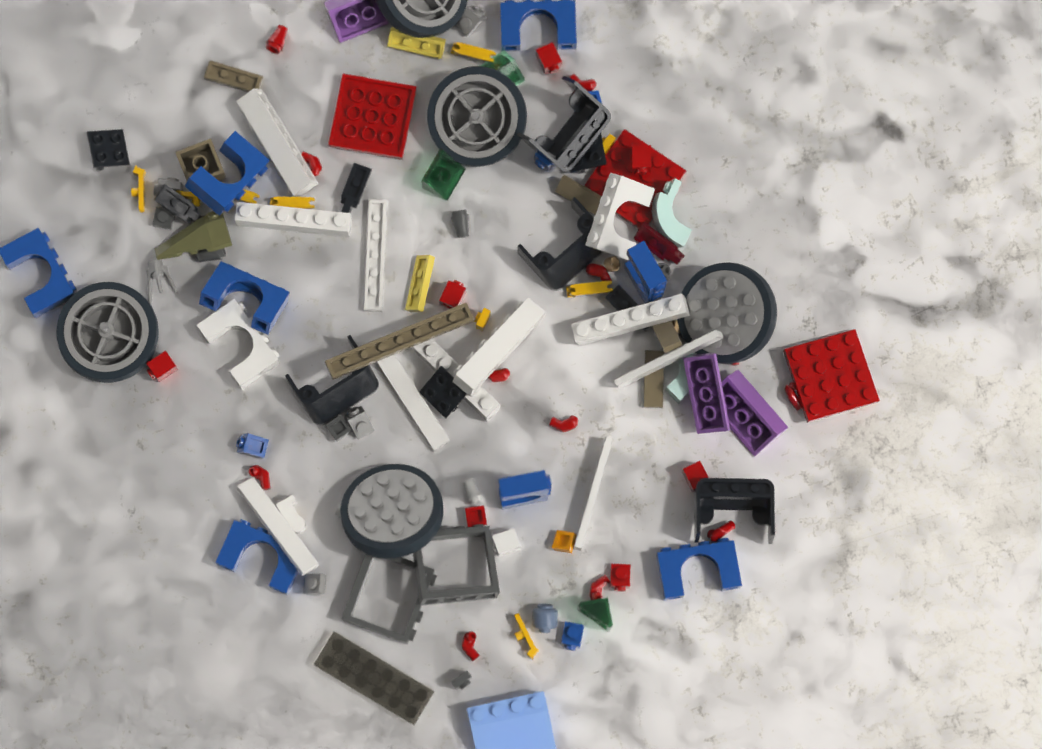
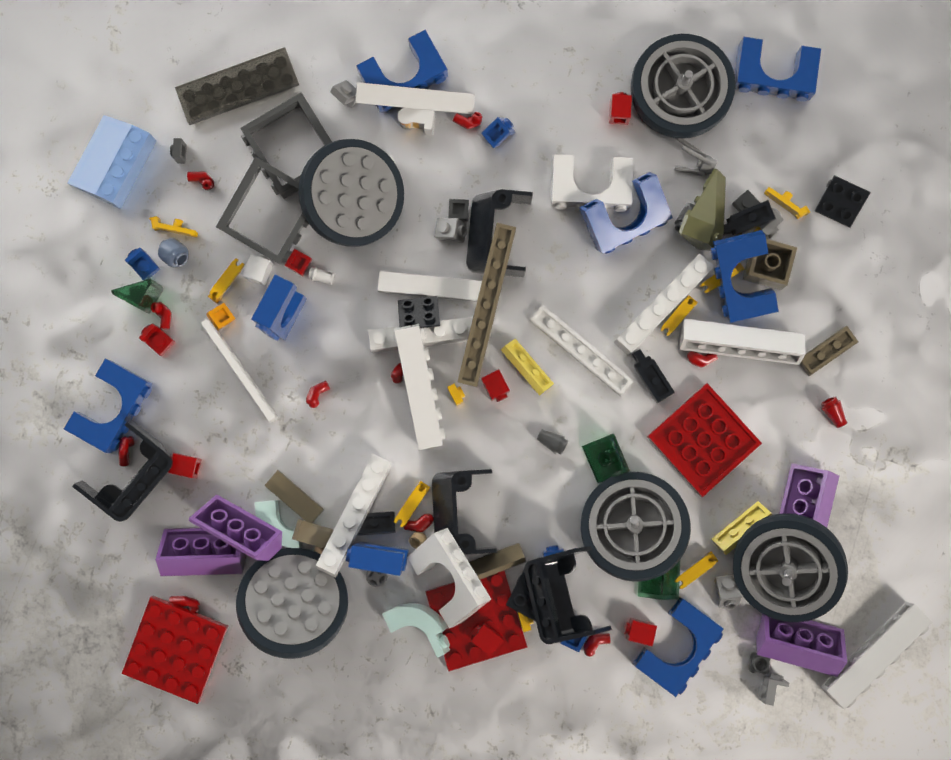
camera: 130 degrees right, 5 degrees up
(534, 560) = (225, 281): none -> yellow piece
(658, 244) = (403, 594): dark red hinge -> none
(668, 358) = (296, 513): white tile -> none

